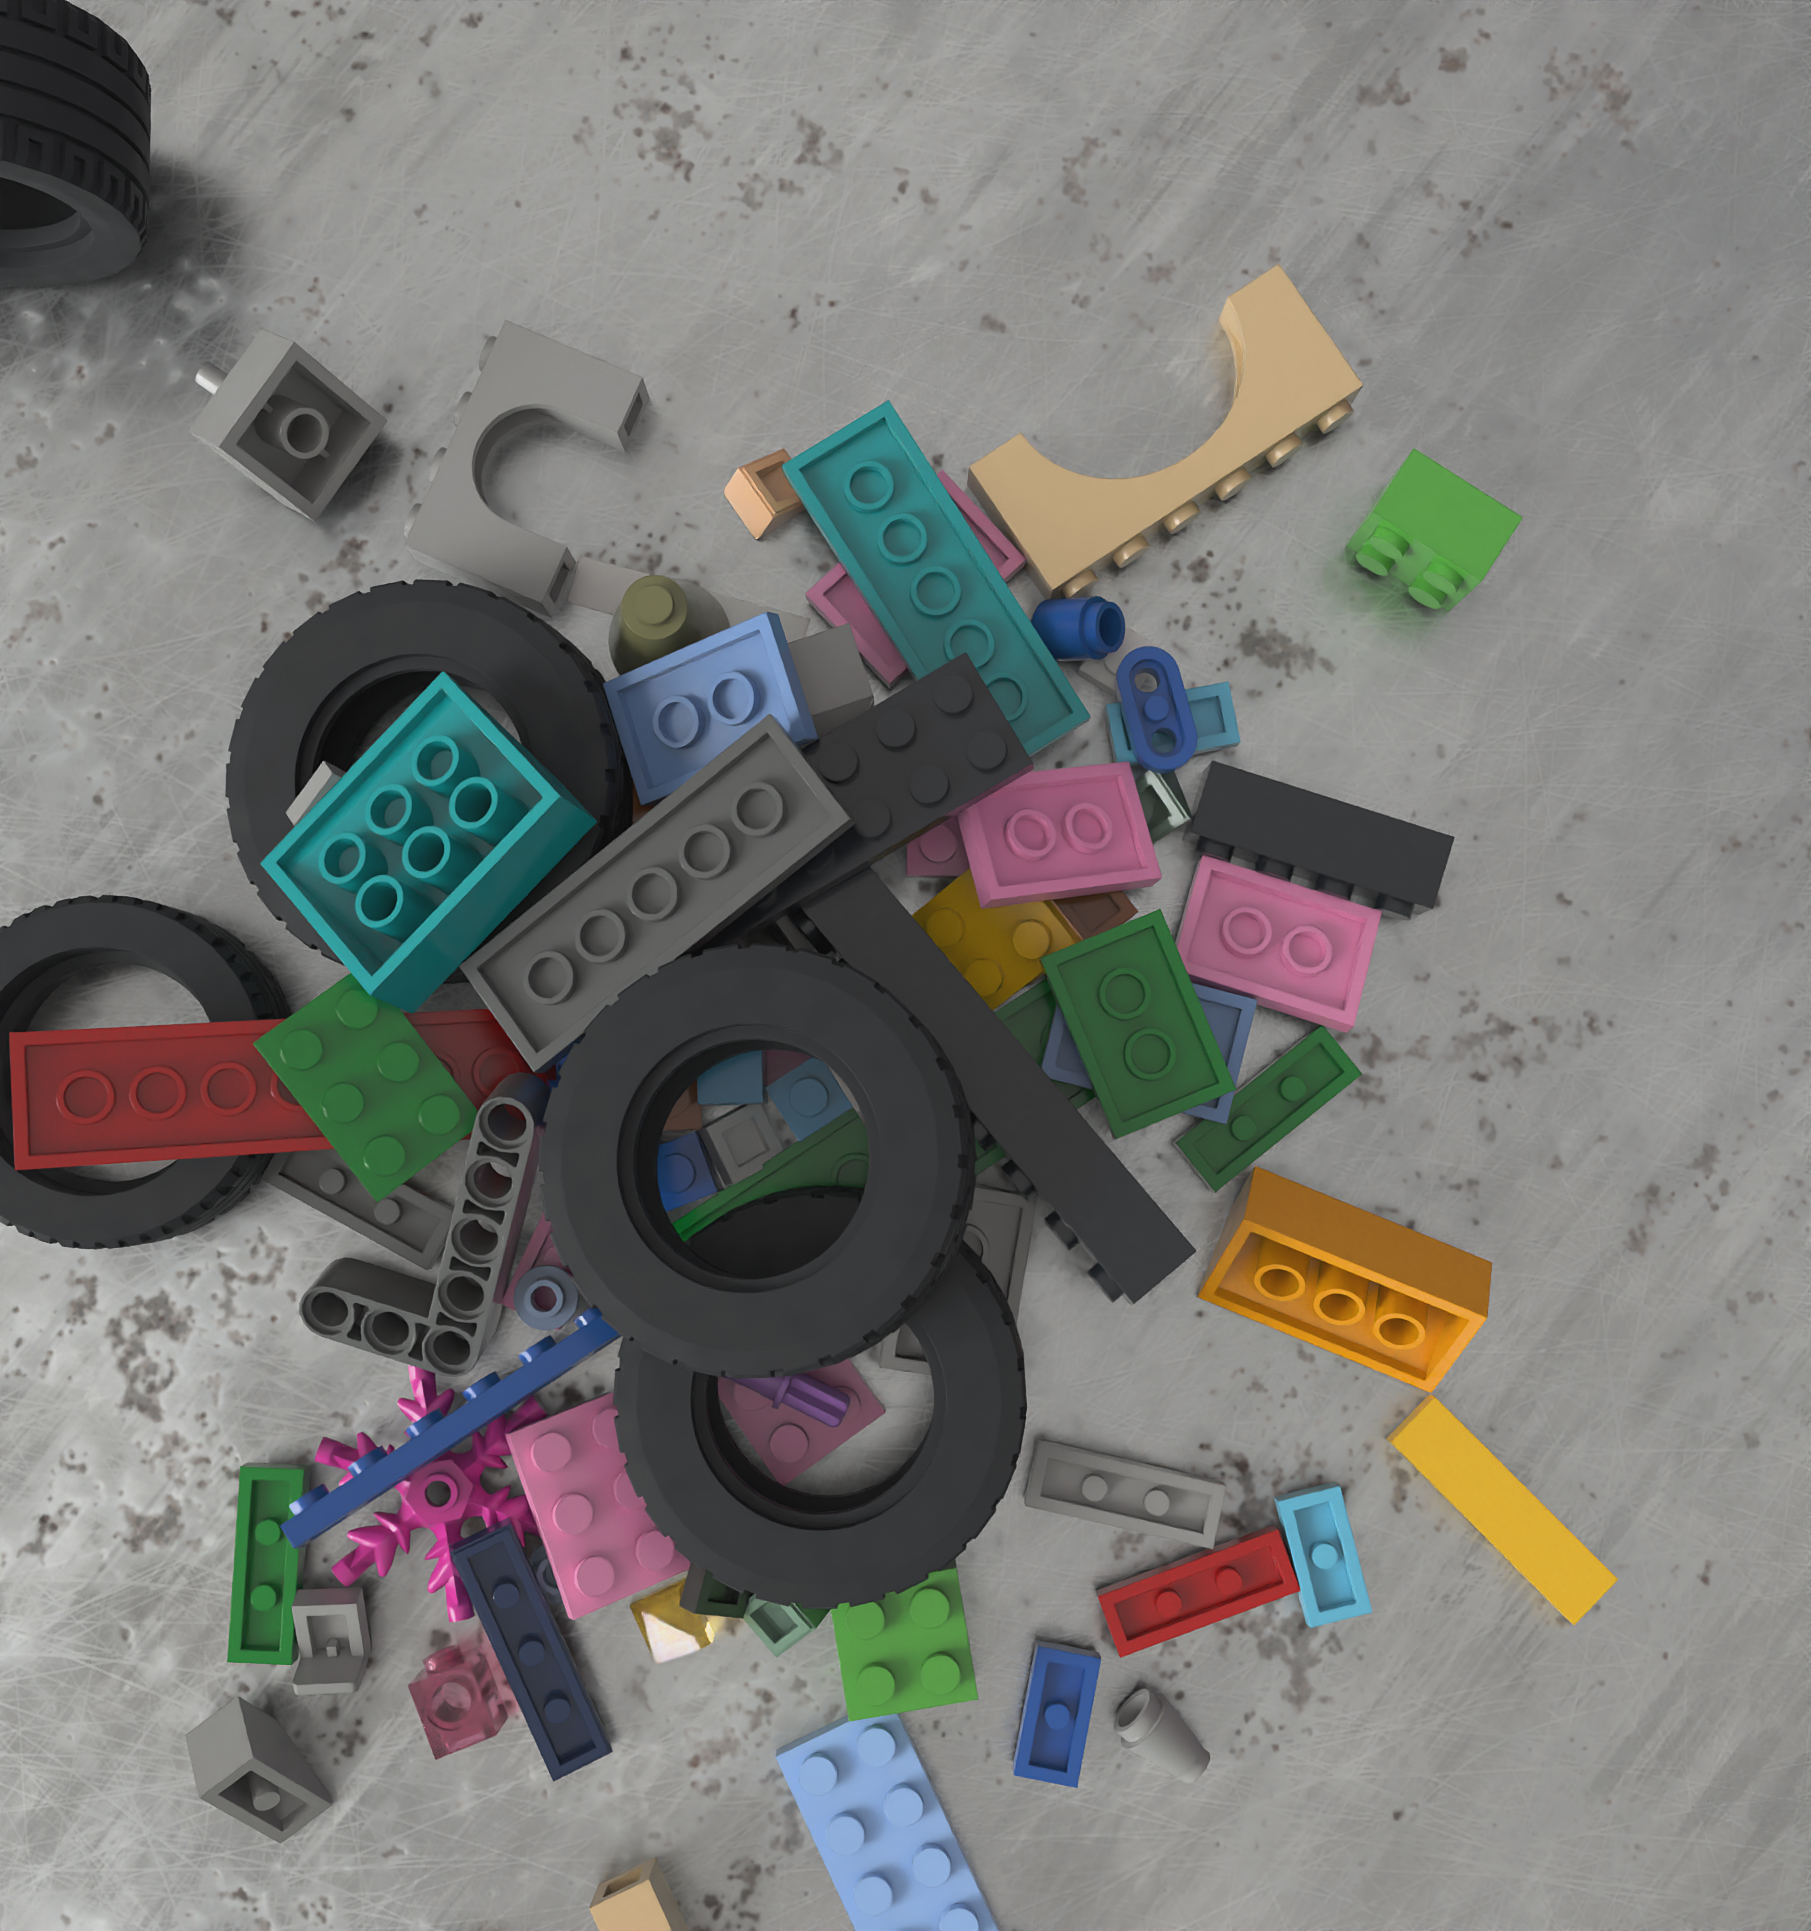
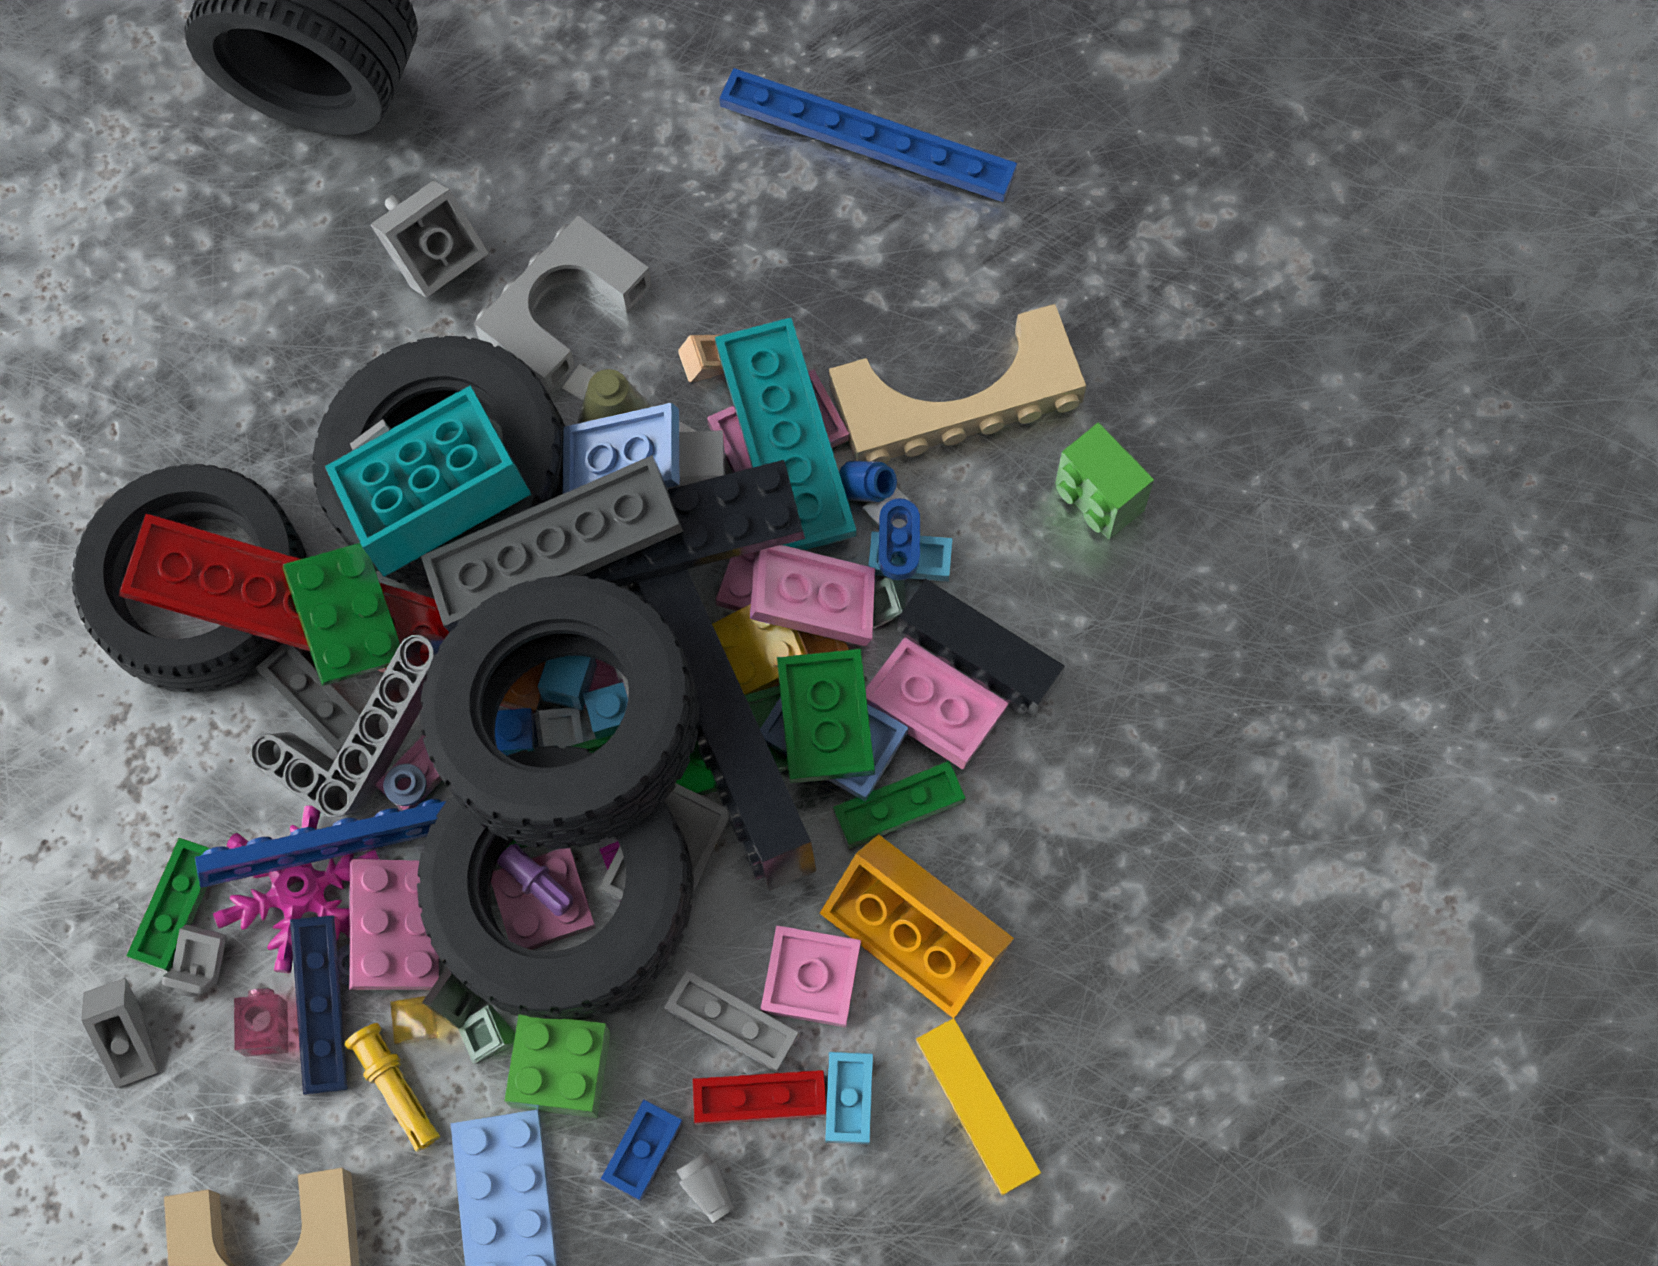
camera: 20 degrees right, 15 degrees down
(654, 1710) = (384, 1071): none -> yellow pin
(904, 56) = (868, 135): none -> blue plate
(1217, 1397) = (811, 976): none -> bright pink plate

